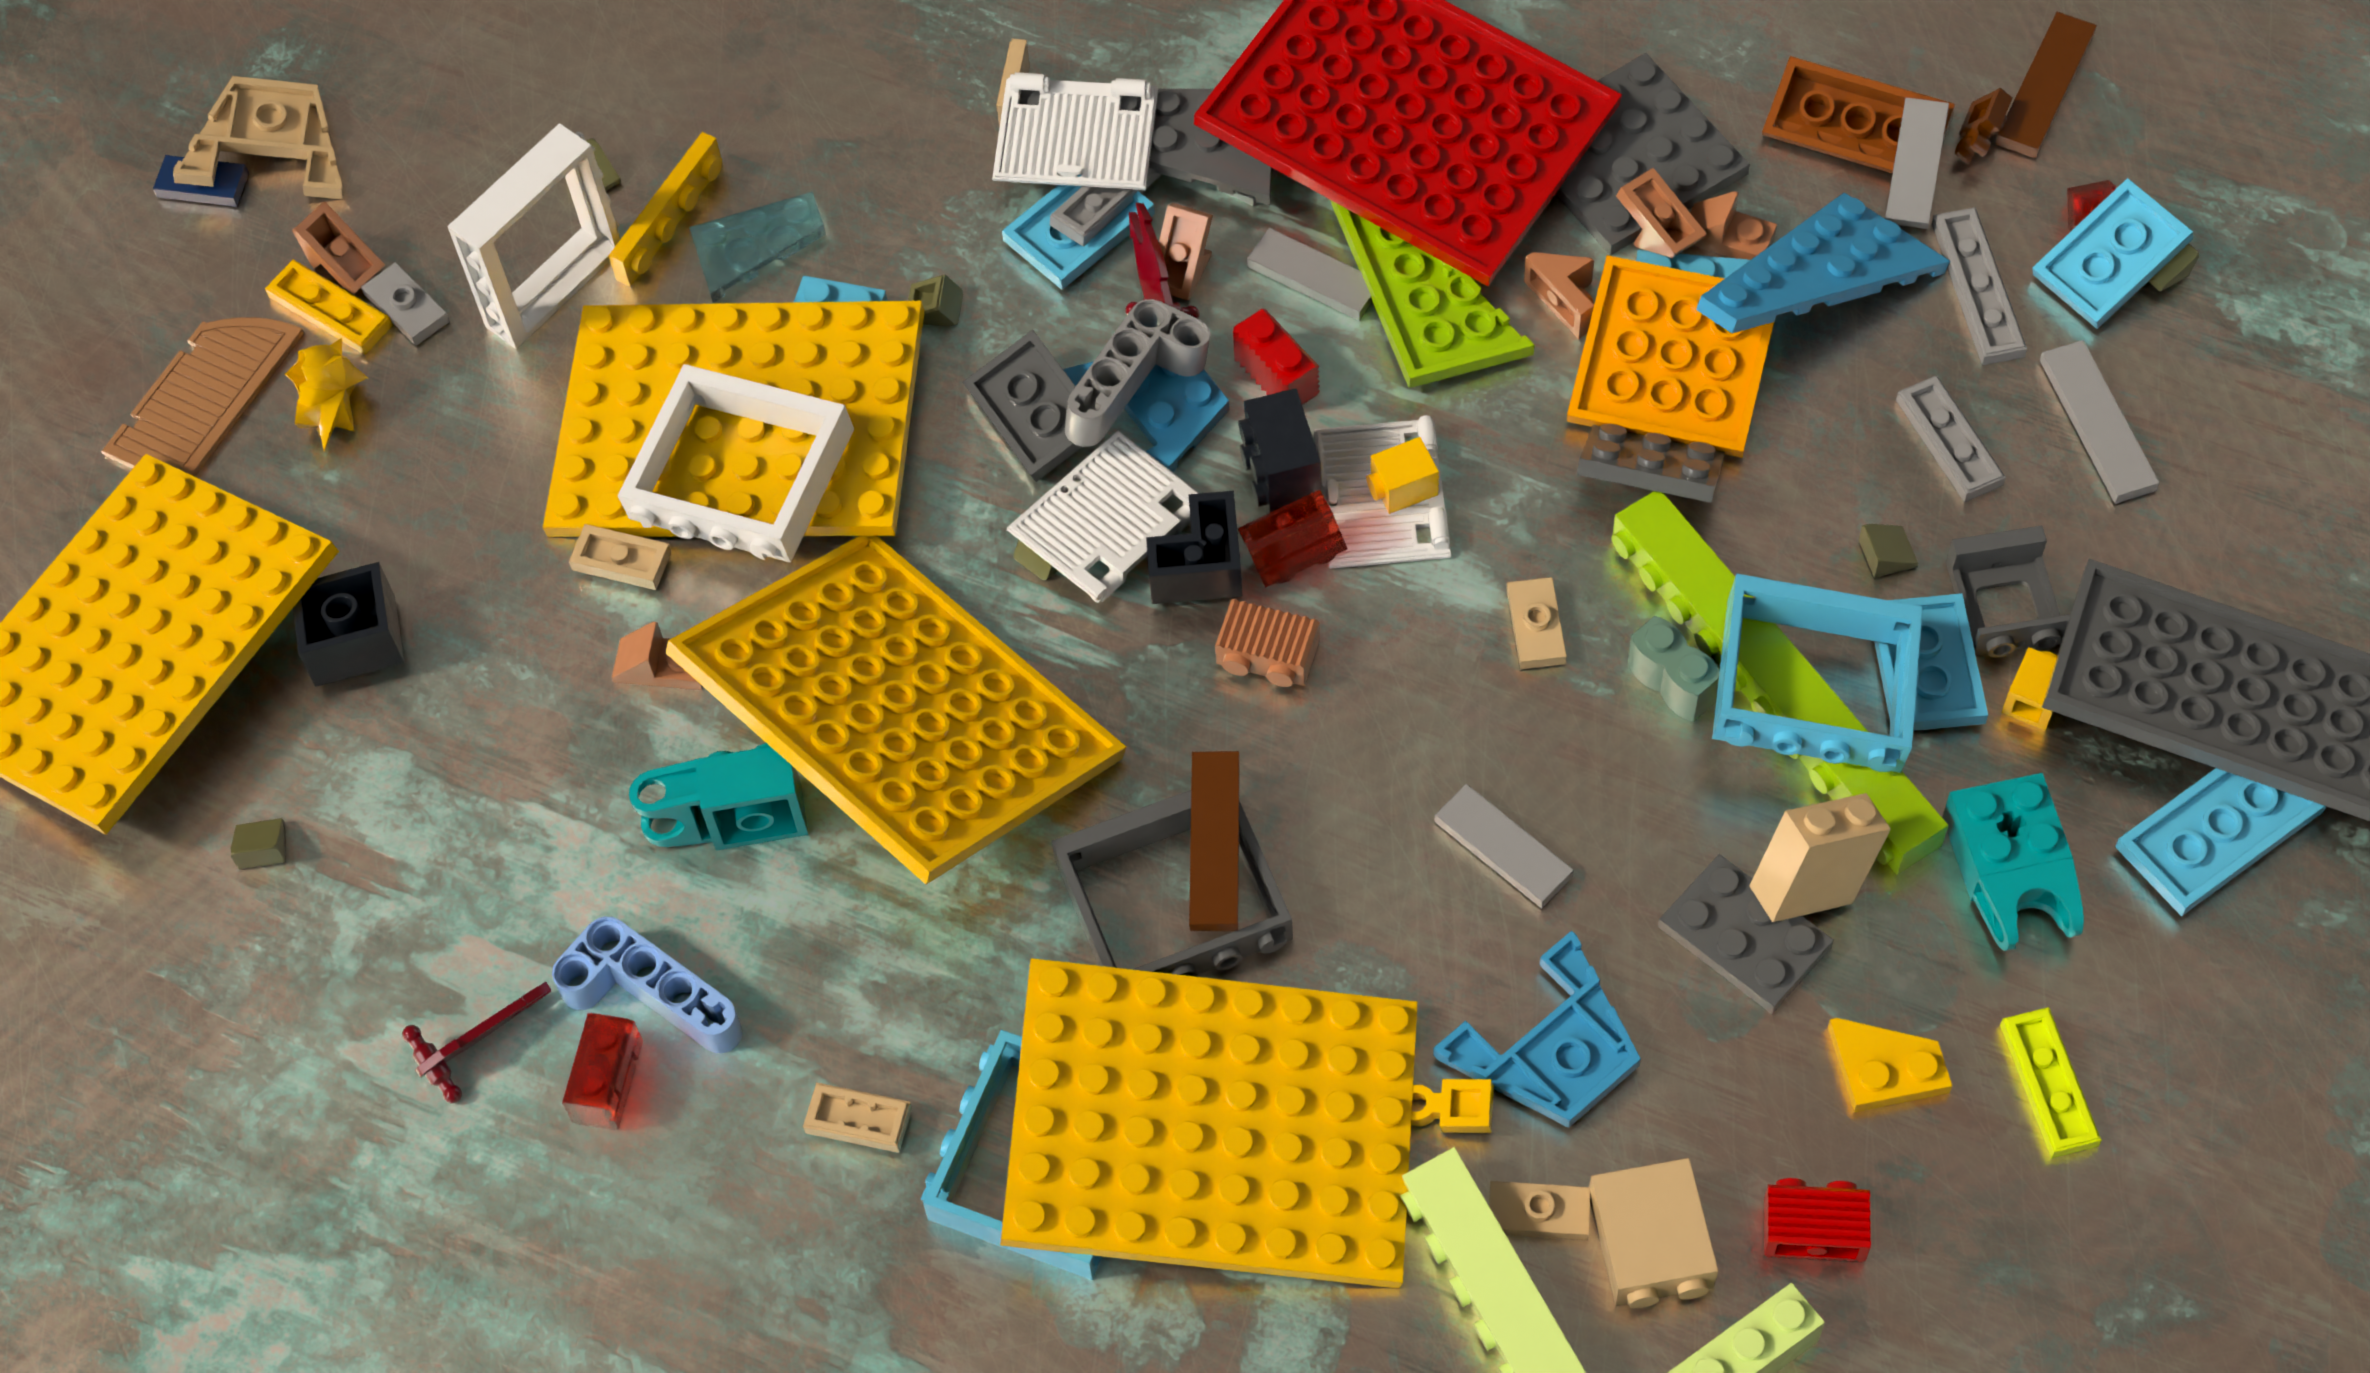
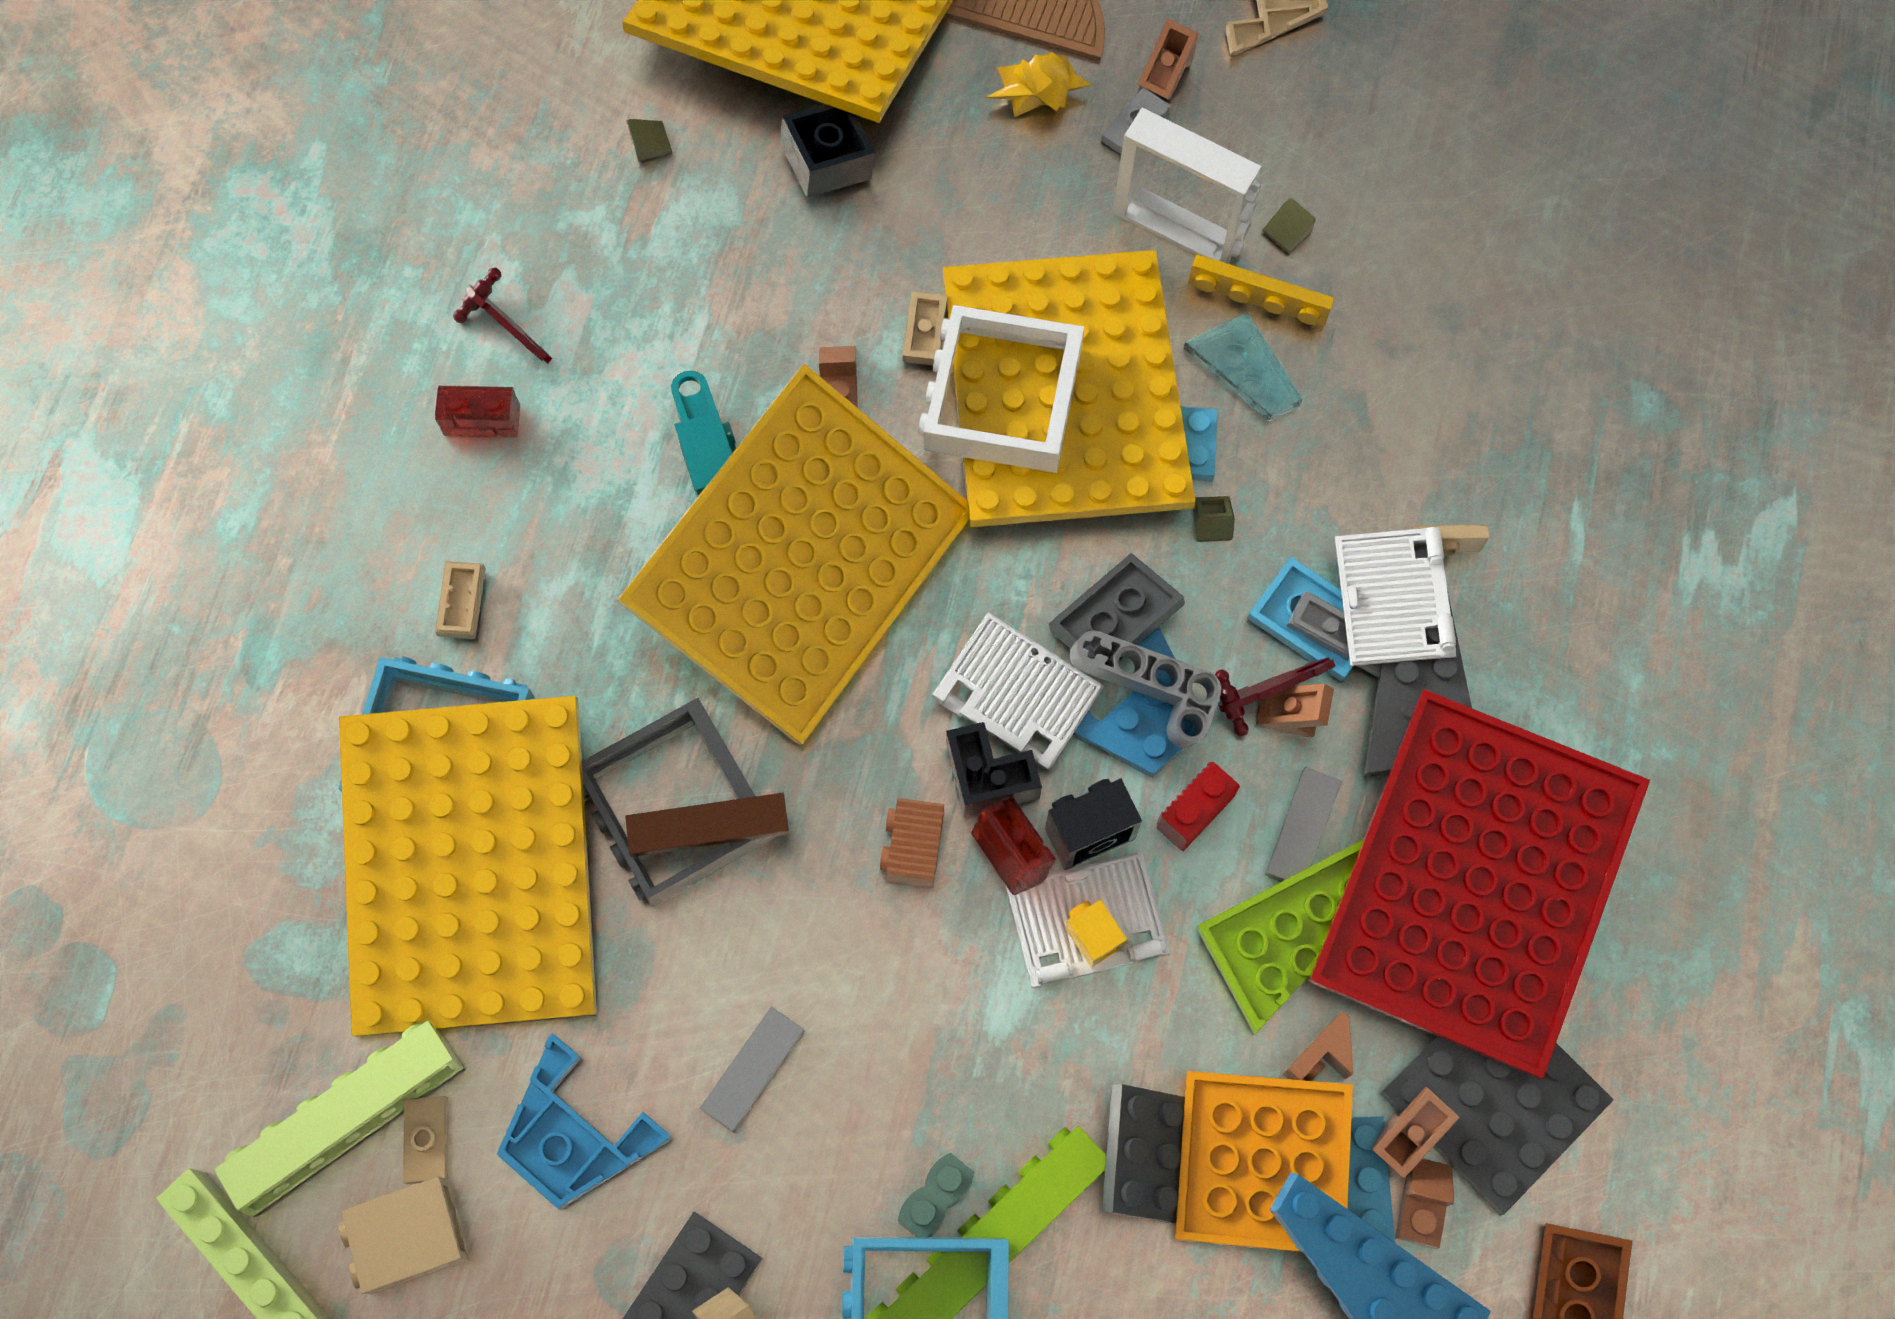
camera: 75 degrees right, 10 degrees up
(329, 307) = (1123, 71): yellow tile -> none
(654, 990) = (546, 434): light blue beam -> none
(1460, 1106) = (508, 1062): yellow plate -> none
(1536, 623) = (973, 1070): tan plate -> none

